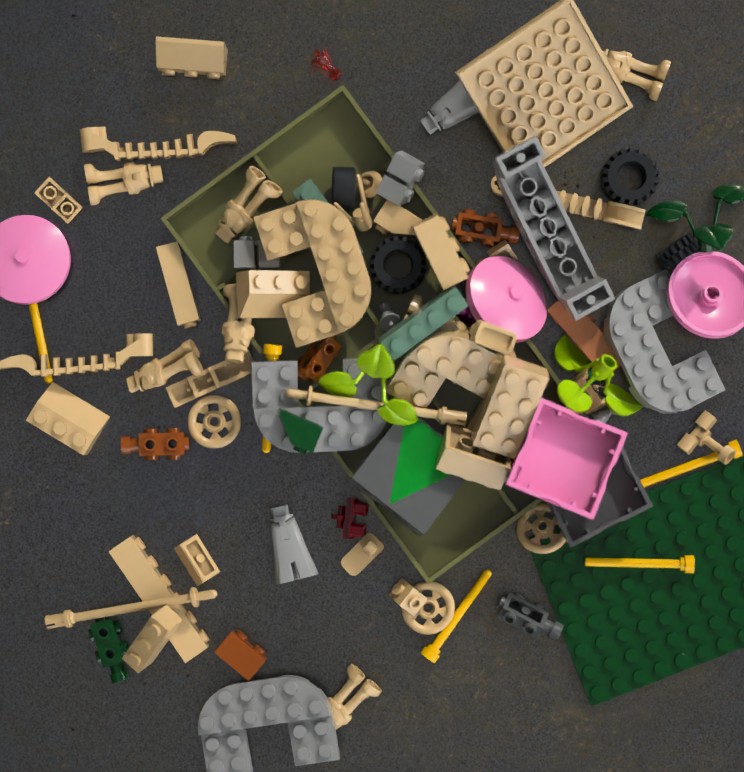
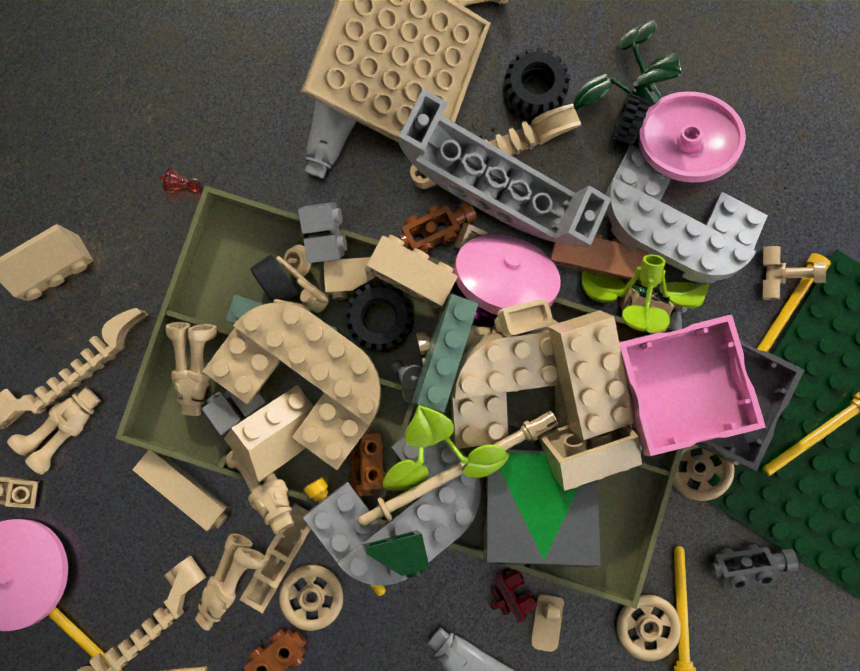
camera: 35 degrees left, 5 degrees down
(407, 596) = (622, 633): tan bracket -> none

